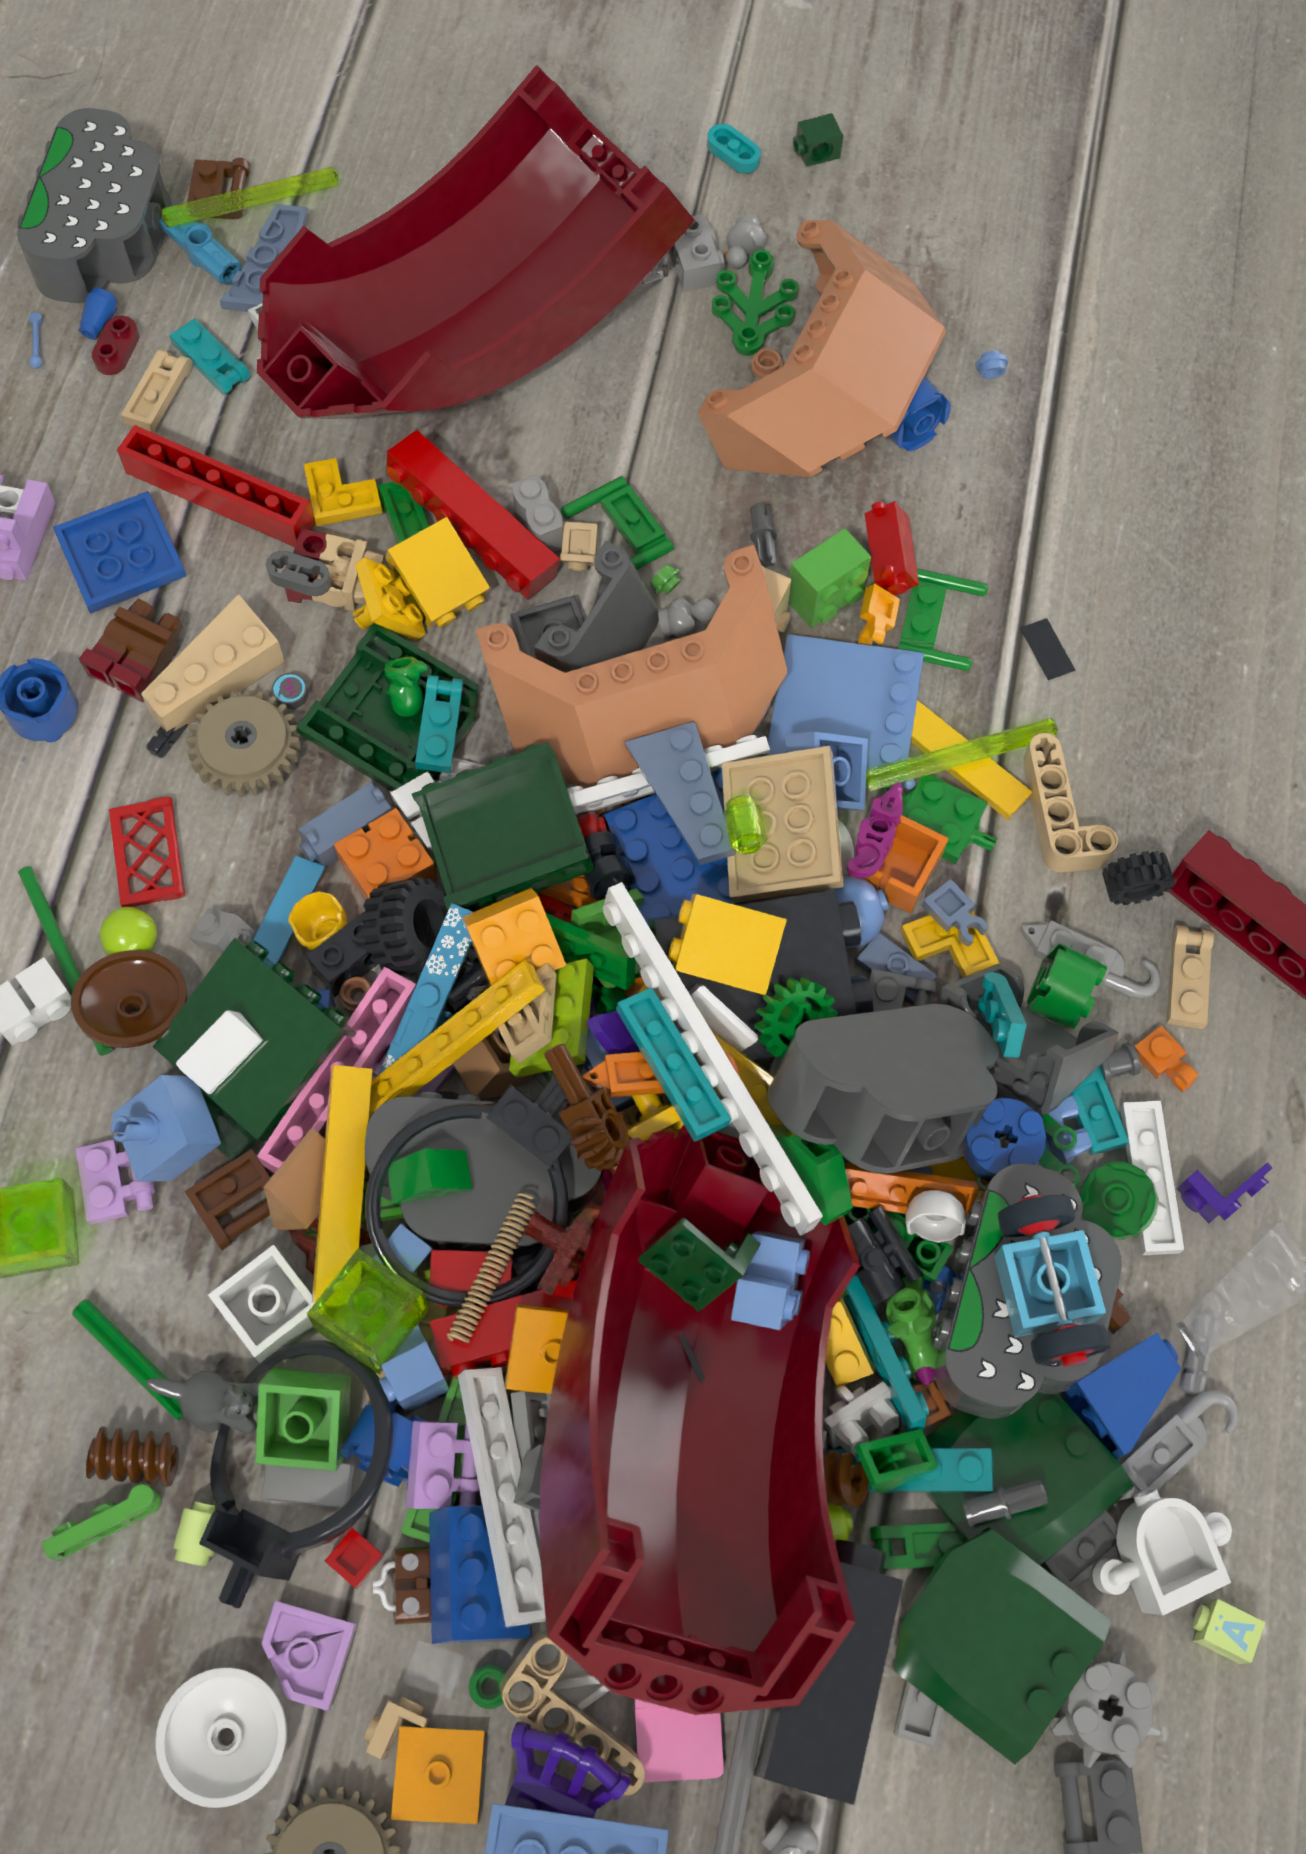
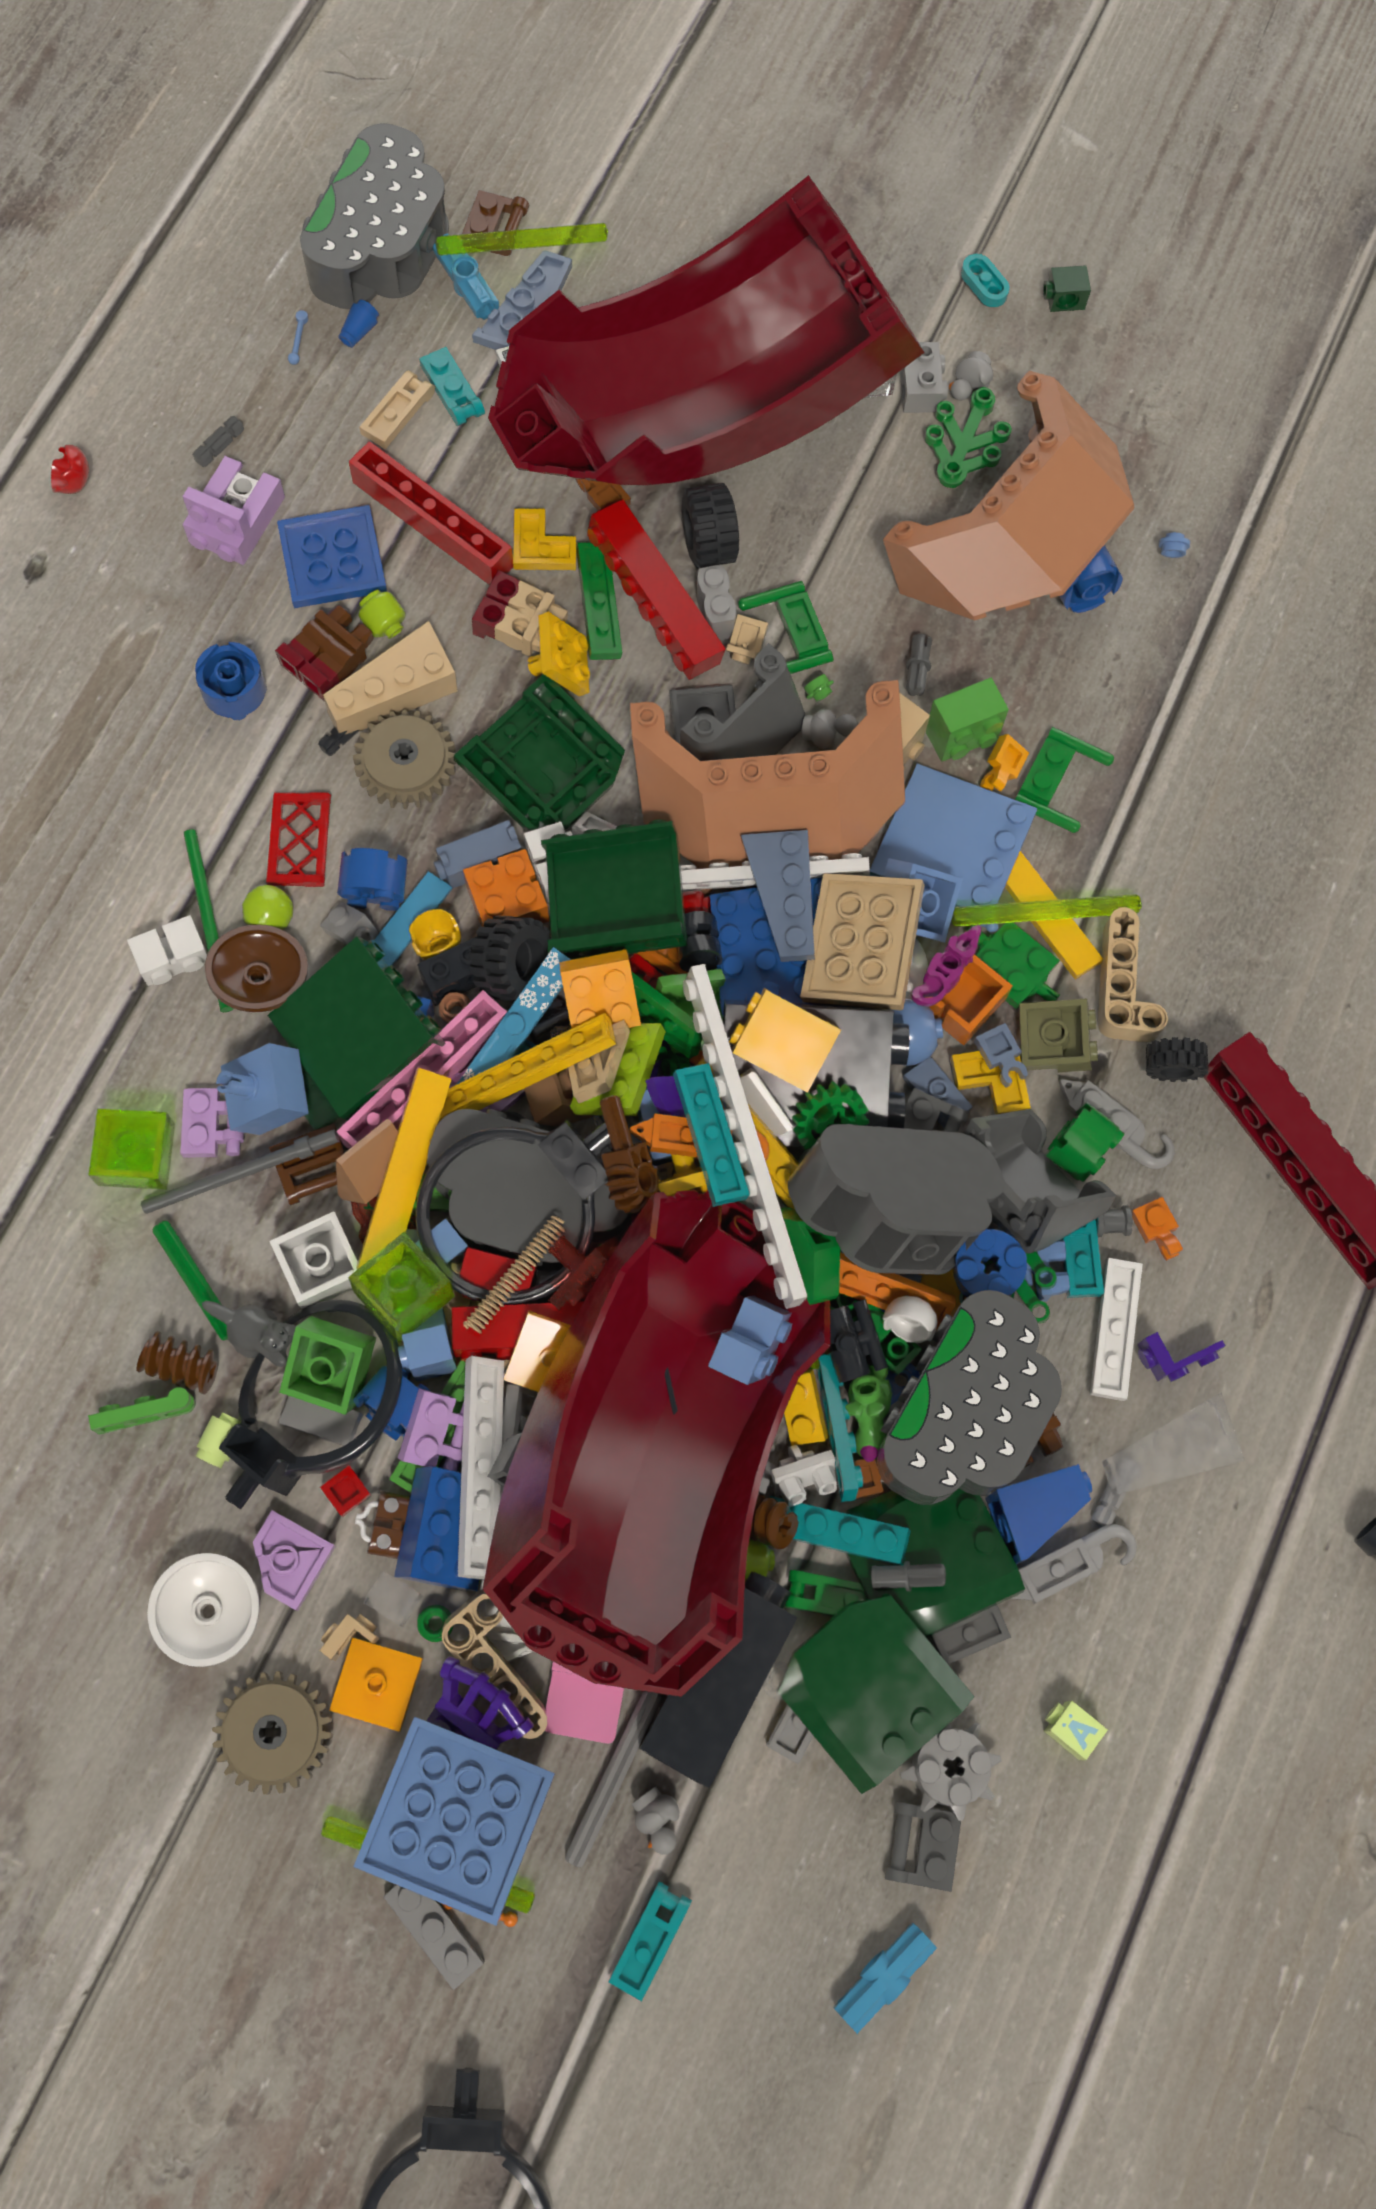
camera: 10 degrees right, 5 degrees up
(119, 340) = (371, 355): dark red plate -> none
(186, 599) = (382, 614): none -> lime head
(219, 1051) = (324, 1033): white slope -> none
(222, 1183) = (302, 1148): none -> dark grey bar
(236, 875) = (372, 878): none -> blue brick
(290, 690) = (456, 719): dark grey tile -> none
(298, 574) = (489, 609): dark grey beam -> none
(389, 429) = (602, 493): none -> dark orange plate
(404, 689) = (557, 739): green animal -> none
(429, 1175) = (479, 1182): green slope -> none
(439, 573) = (613, 639): yellow panel -> none
(439, 725) = (581, 780): teal plate -> none
(514, 437) = (710, 525): none -> black tyre
(695, 1264) = (689, 1313): dark green bracket -> none
(745, 824) = (828, 935): clear neon green brick -> none
(764, 358) = (965, 494): nougat plate -> none
(891, 548) = (1033, 703): red brick -> none
(896, 1459) = (823, 1518): green slope -> none
(1002, 1013) = (1017, 1154): teal plate -> none
(1007, 880) = (1058, 1035): none -> olive plate
(1047, 649) = (1154, 828): black sticker -> none
(1050, 1282) = (990, 1398): brick -> none
(1119, 1199) = (1080, 1342): green tile -> none
(1165, 1553) = (1038, 1652): white piece -> none
(1189, 978) = (1200, 1160): tan plate -> none

